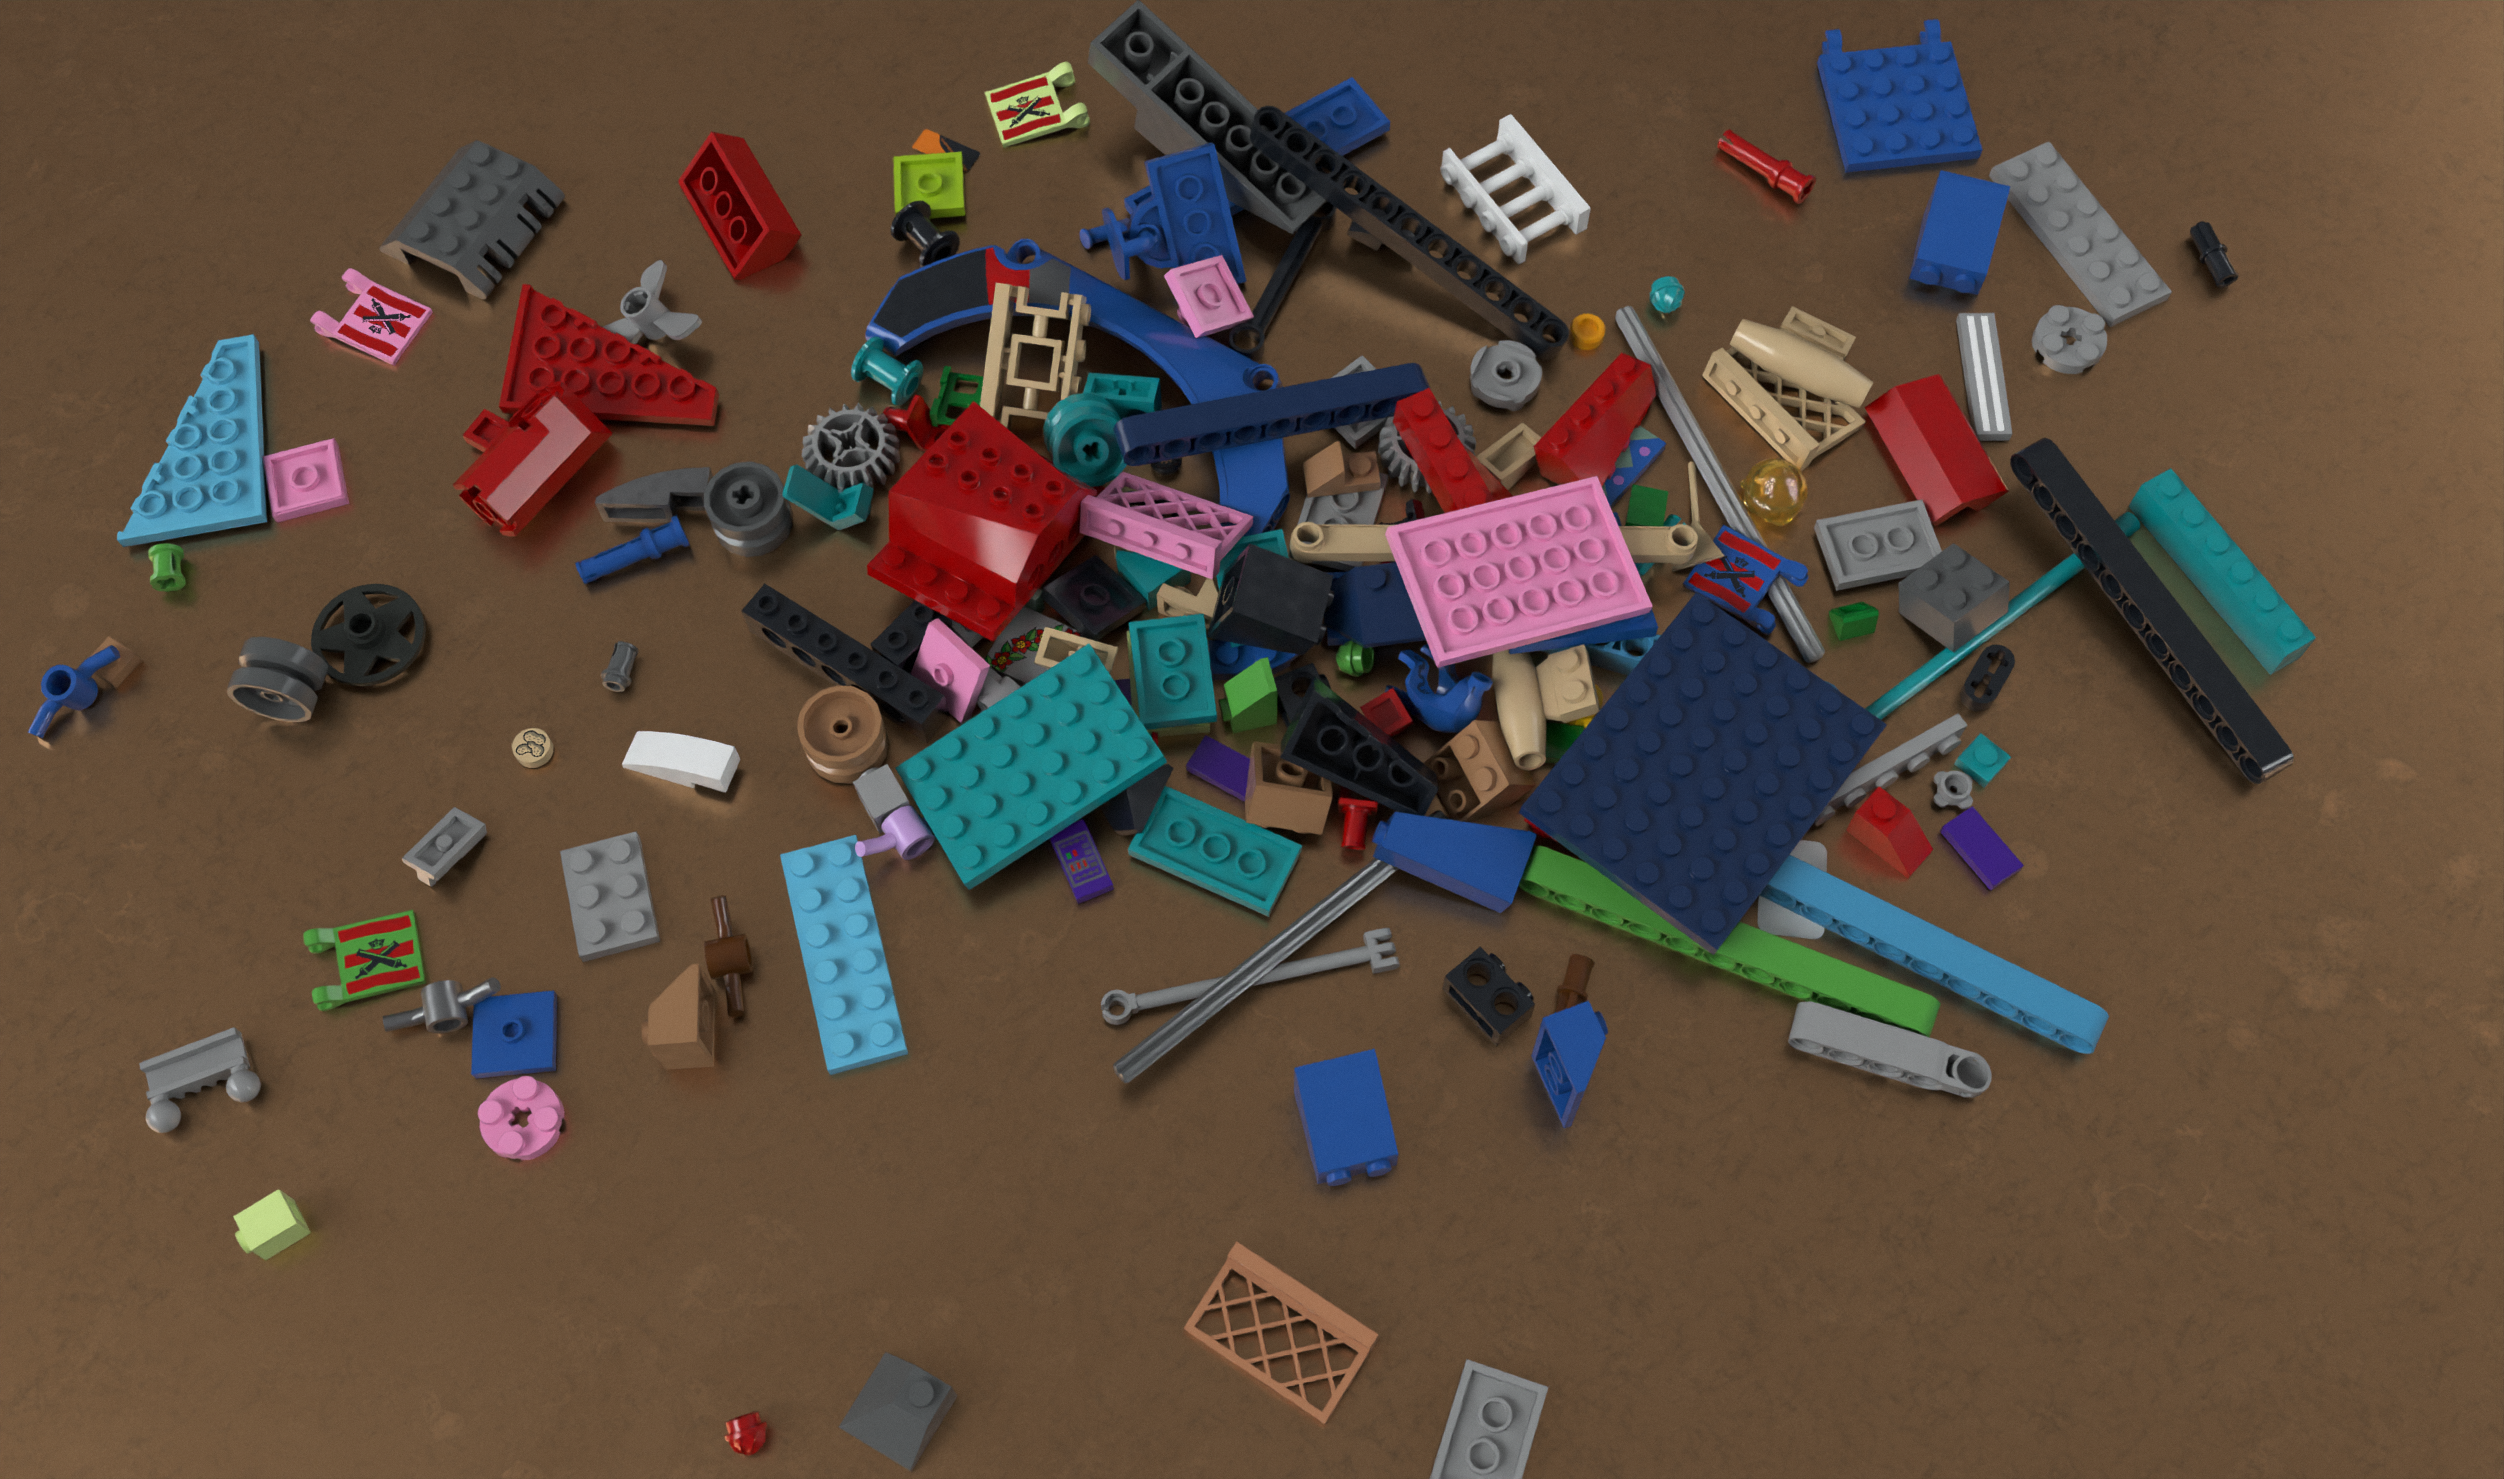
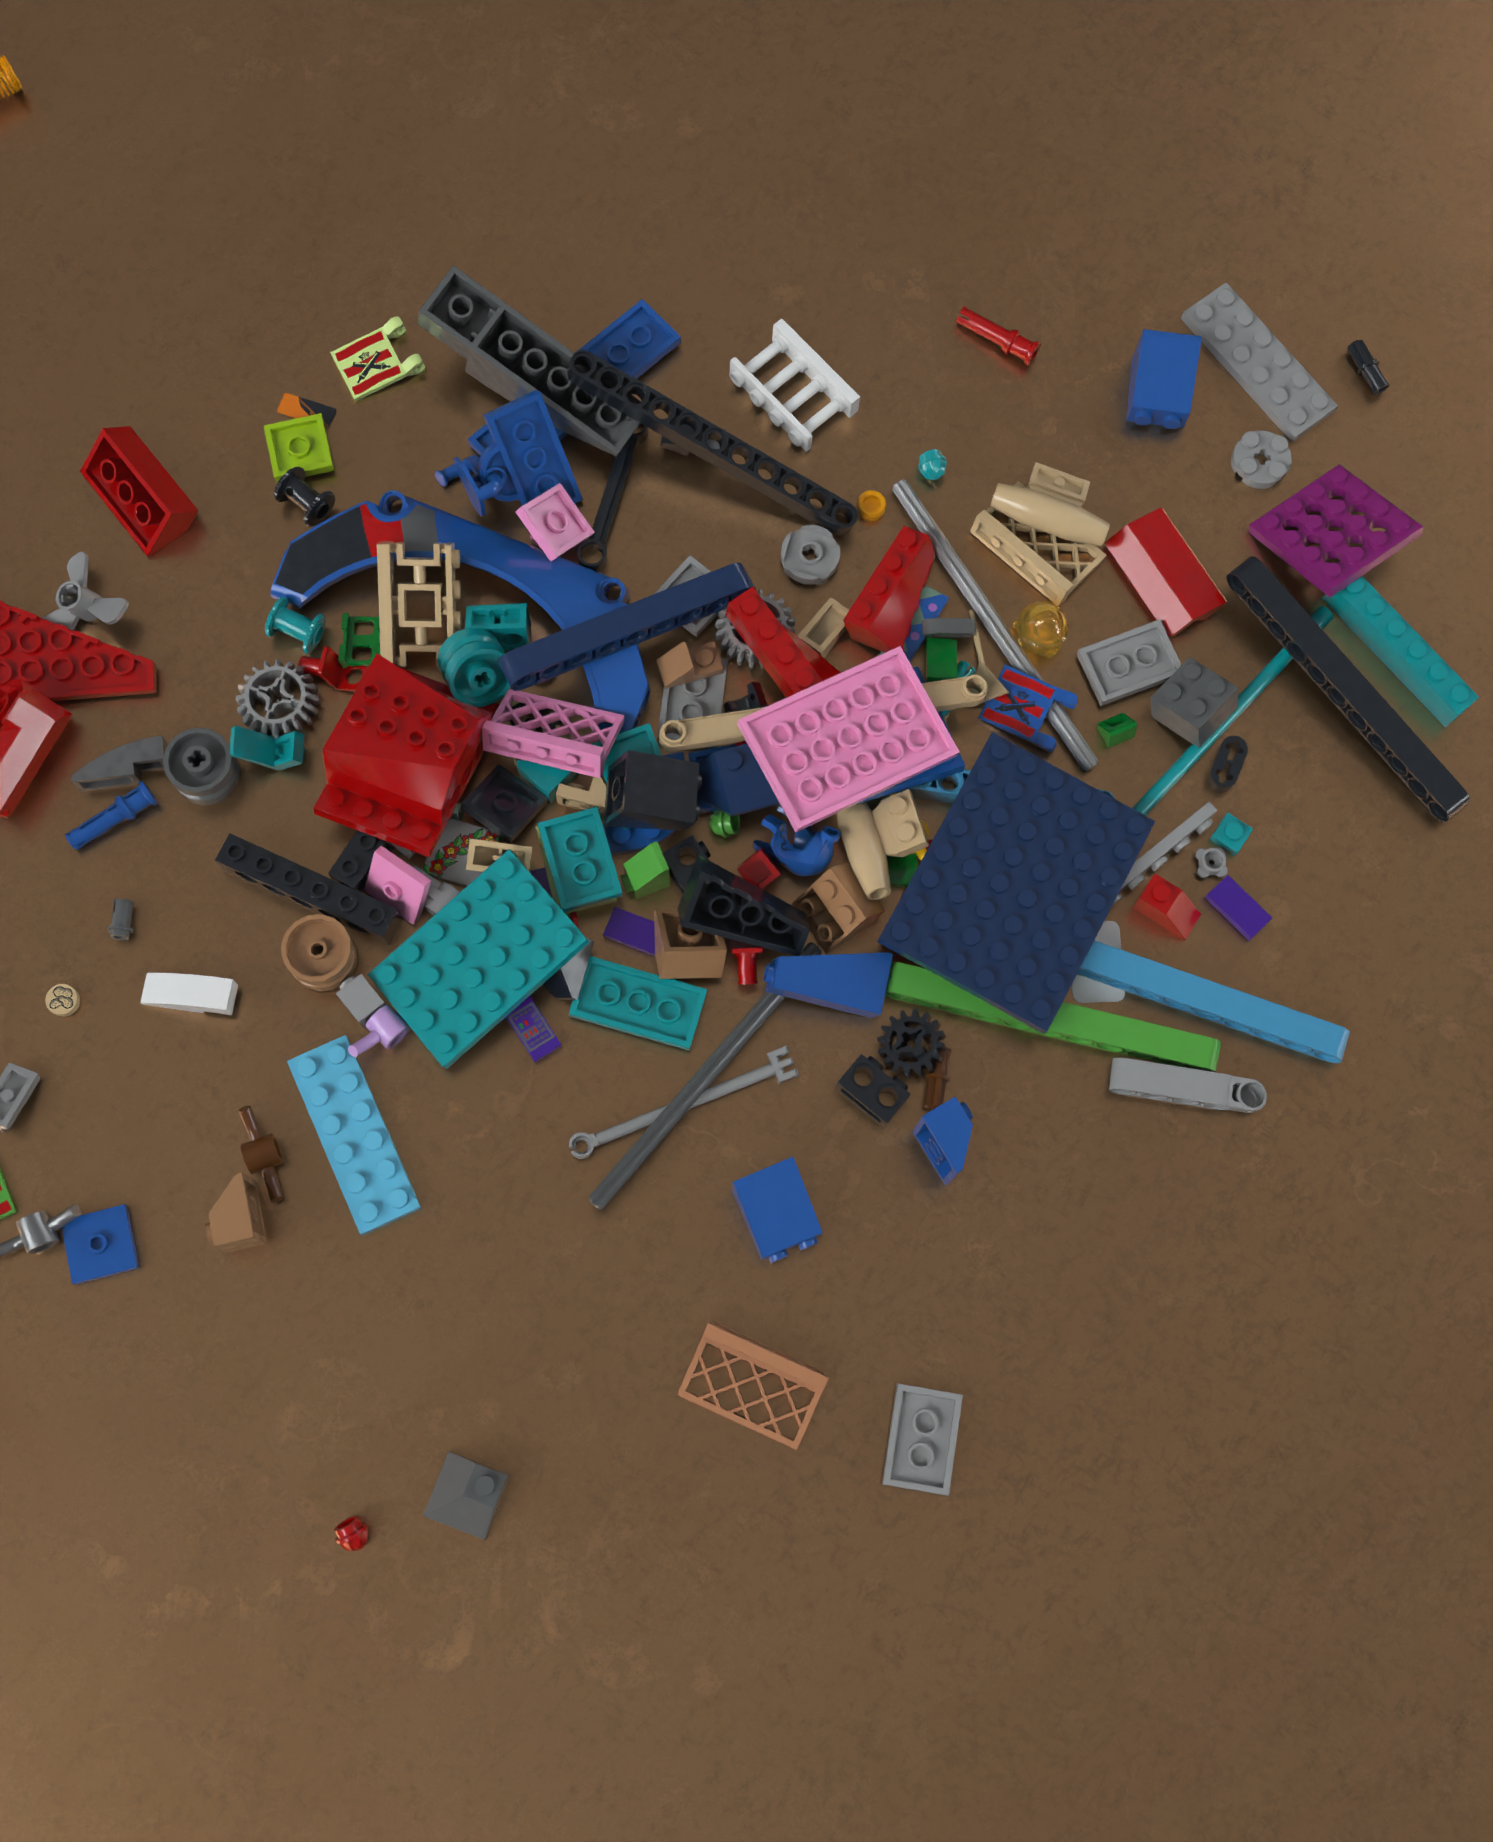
camera: 15 degrees left, 10 degrees up
(500, 1110) = (139, 1312): bright pink plate -> none
(609, 896) = (153, 1116): light grey plate -> none
(1547, 964) = (920, 1035): none -> black gear
(1661, 474) = (949, 627): none -> dark grey beam
(1898, 103) = (1099, 262): blue plate -> none
(1984, 376) = (1196, 501): light grey tile -> none
(2155, 415) = (1334, 544): none -> magenta piece

